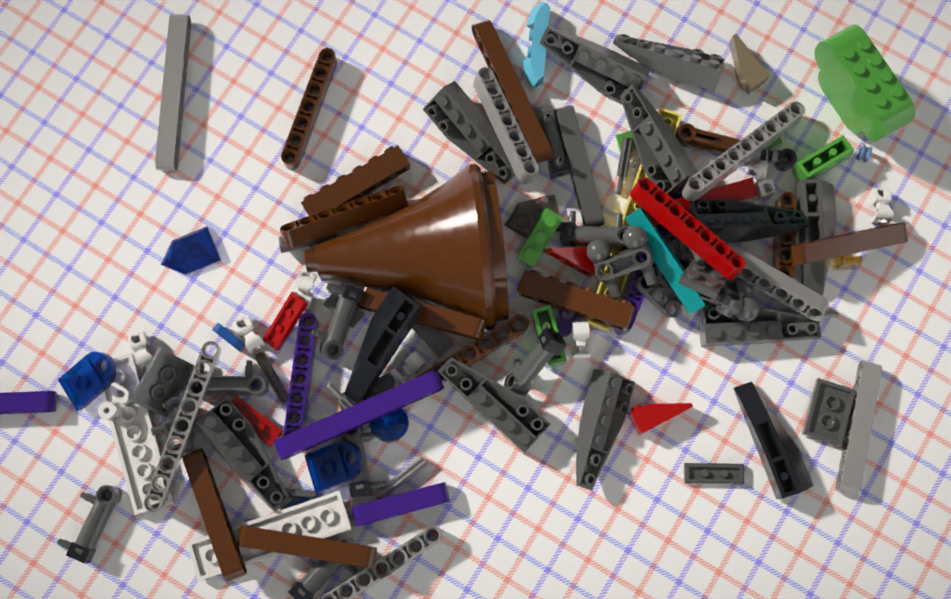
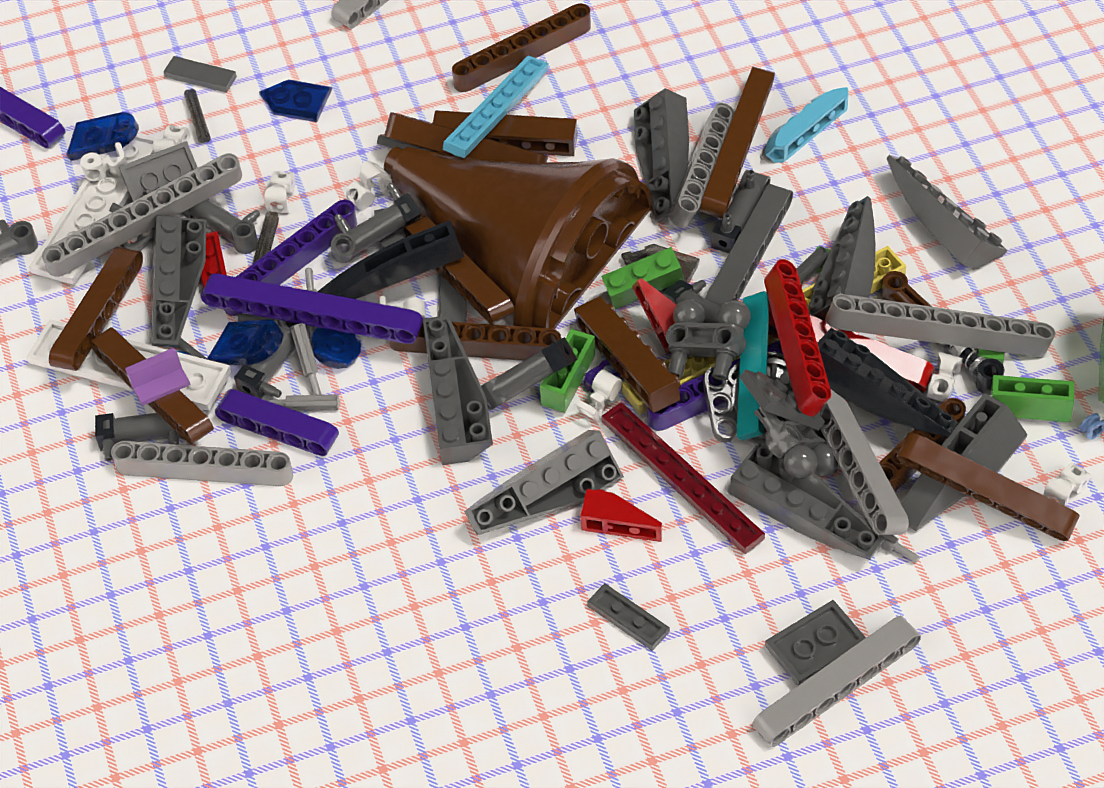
camera: 45 degrees right, 25 degrees down
(106, 279) = (200, 74): none -> dark grey tile
(136, 314) = (197, 116): none -> clear smoke axle
(229, 337) = (258, 181): blue beam -> none
(285, 321) = (323, 197): red plate -> none
(317, 545) = (157, 376): none -> medium lavender panel
(343, 175) = (495, 107): none -> medium azure plate
(380, 446) = (306, 355): none -> light grey axle
(597, 65) = (852, 167): dark grey wedge -> none
(669, 358) = (683, 478): none -> dark red plate
(747, 68) = (1023, 271): dark tan slope -> none
(774, 445) = (720, 633): black wedge -> none
(846, 262) = (972, 513): clear yellow tile -> none

